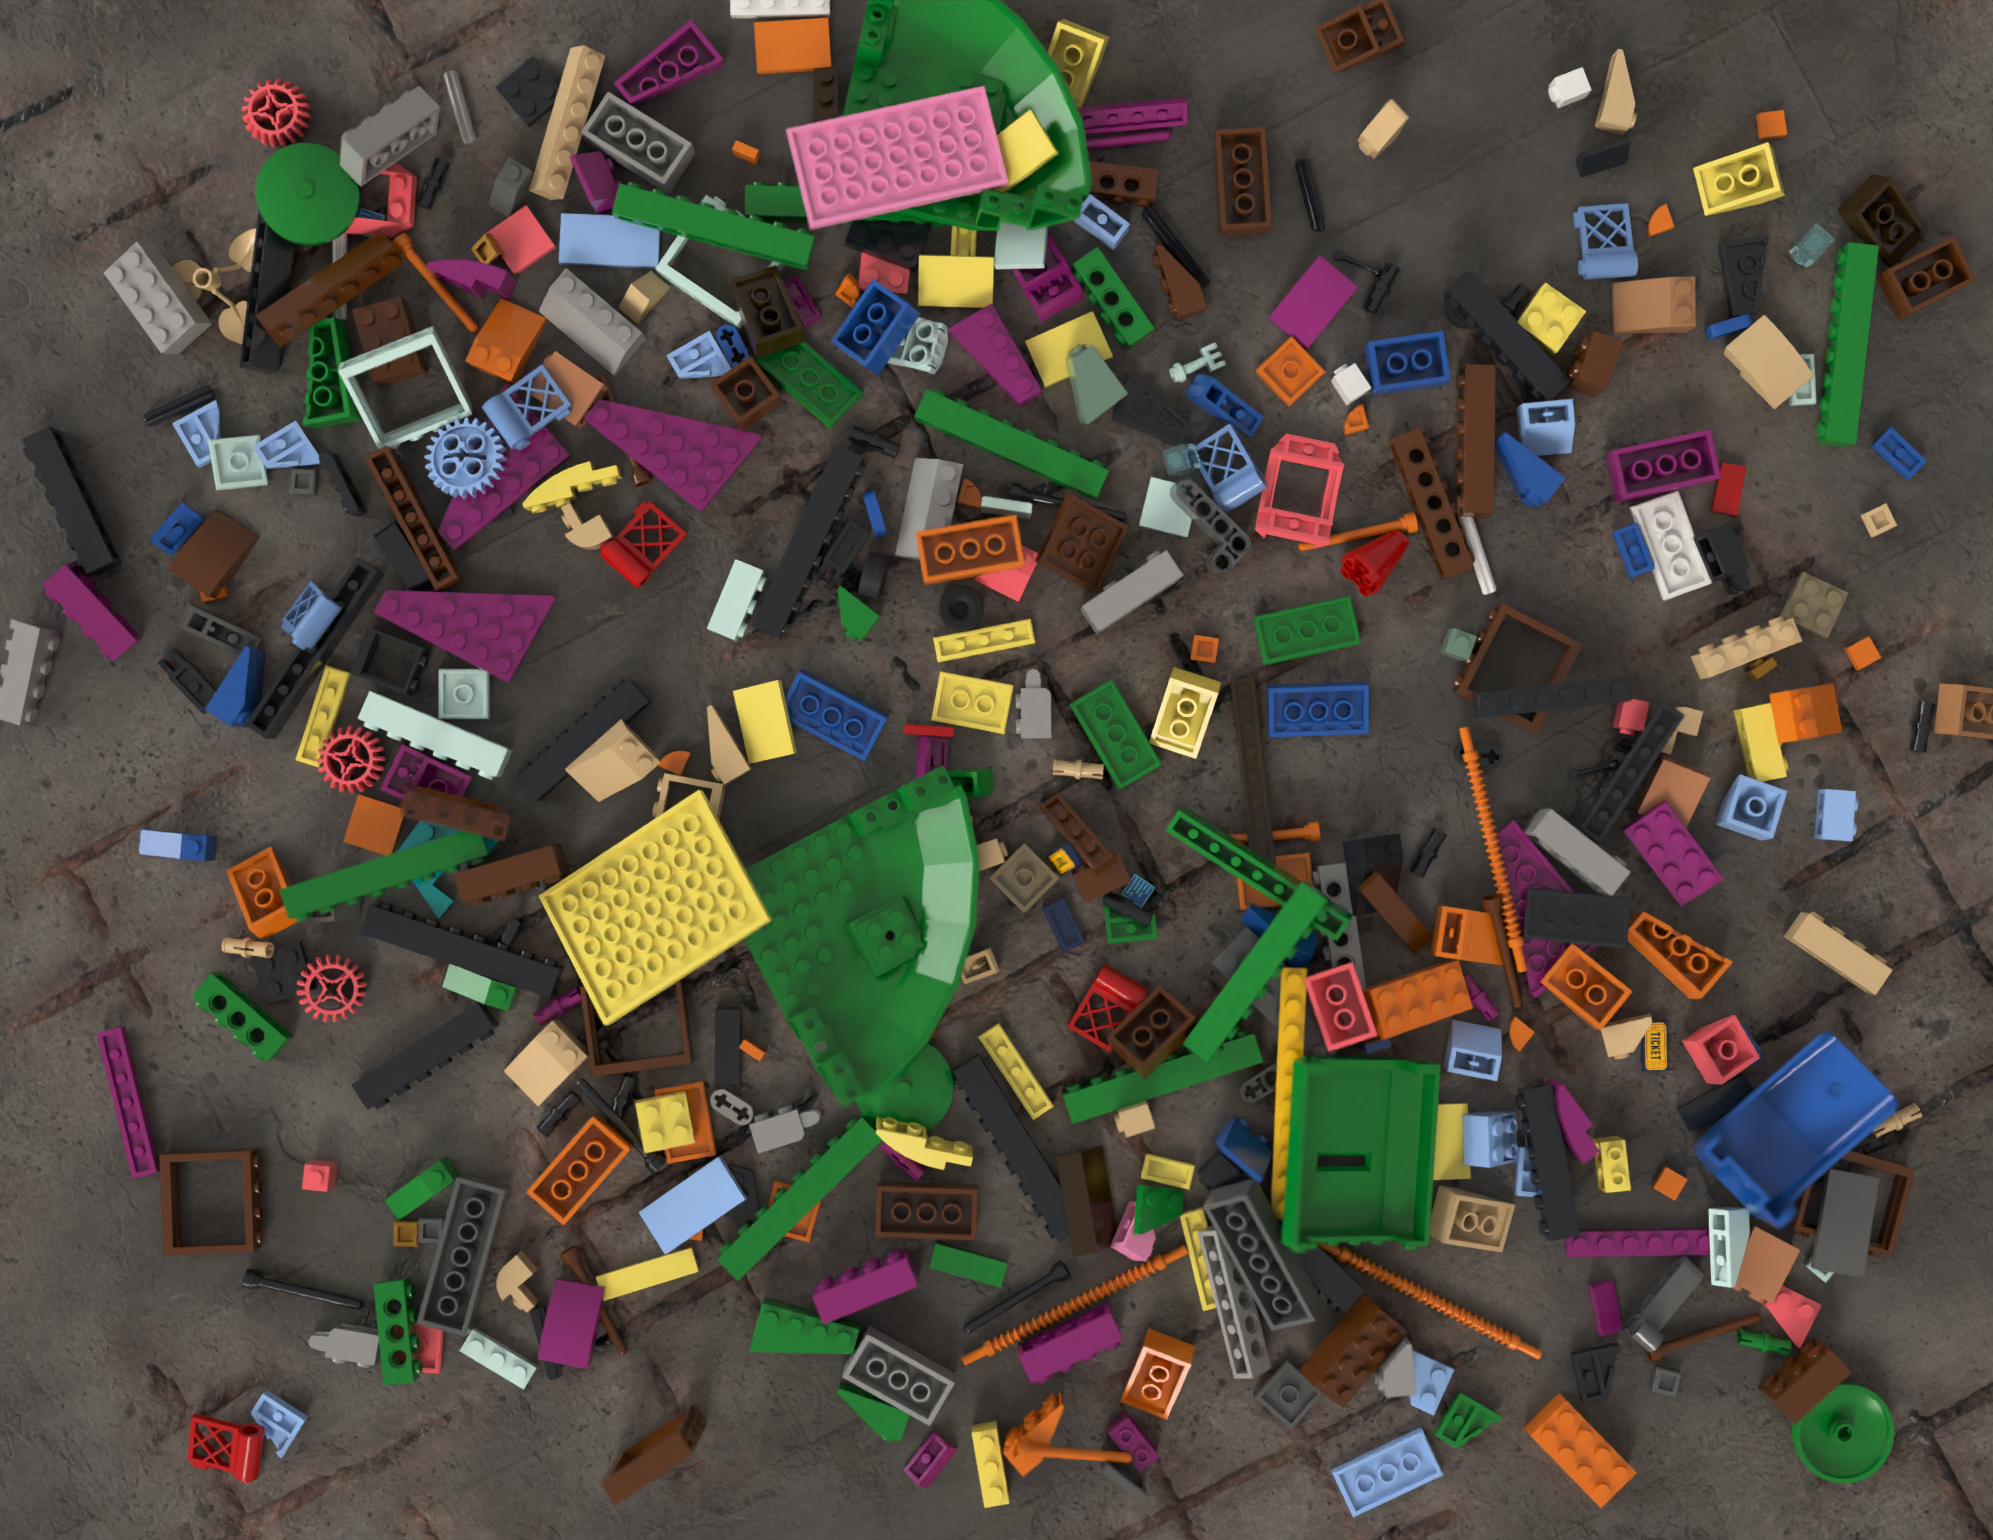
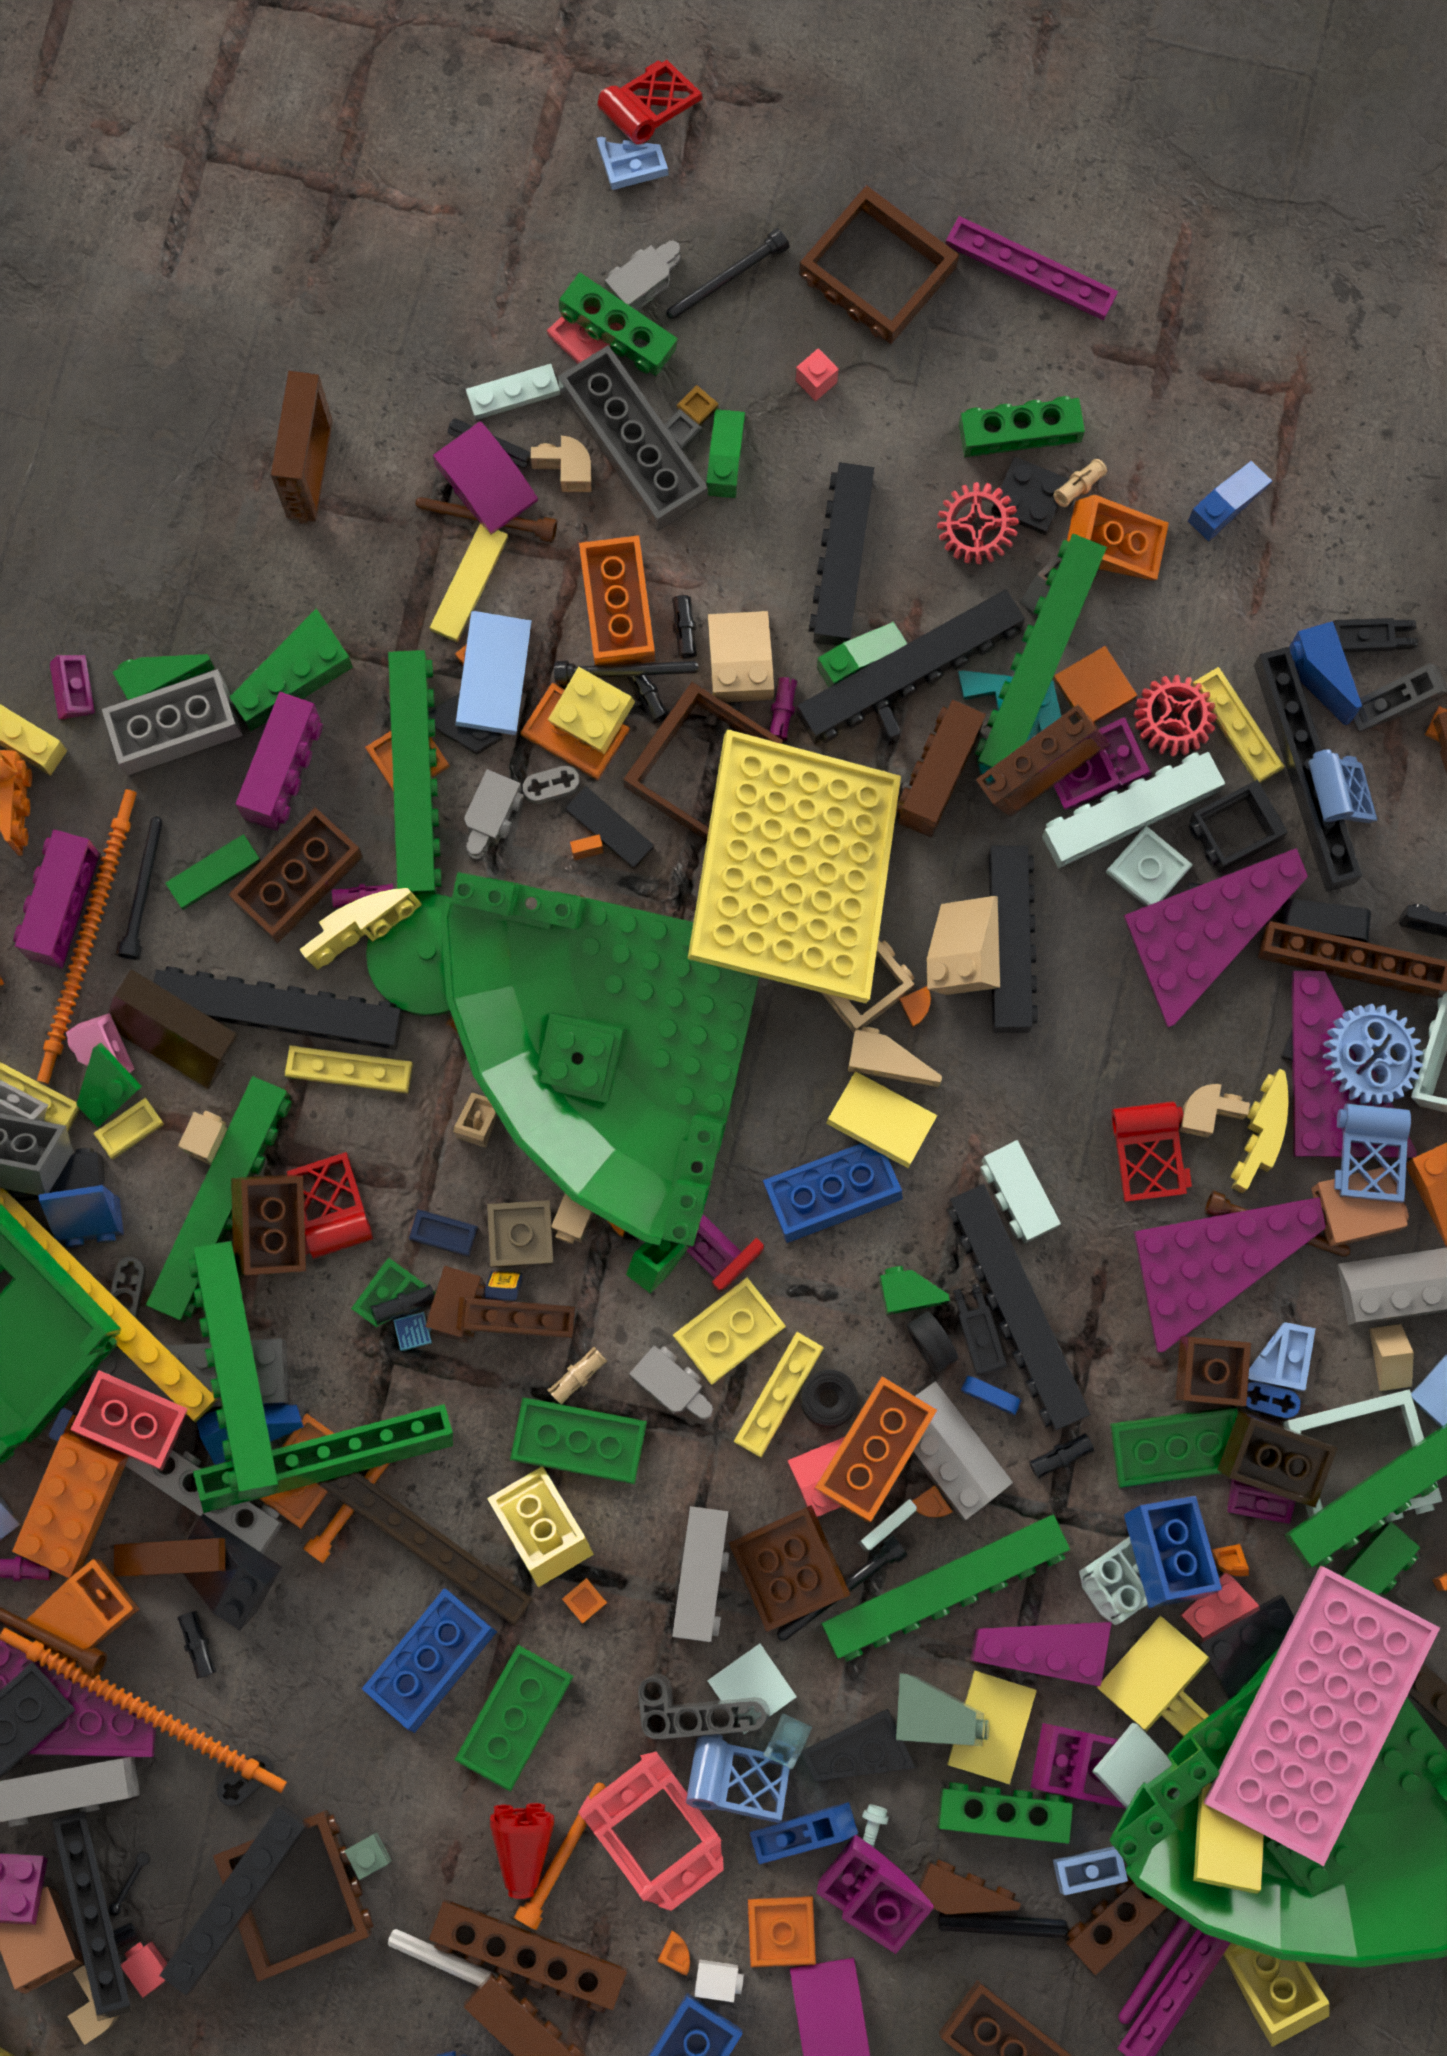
camera: 125 degrees right, 10 degrees down
(1224, 334) = (874, 1895): none -> magenta slope

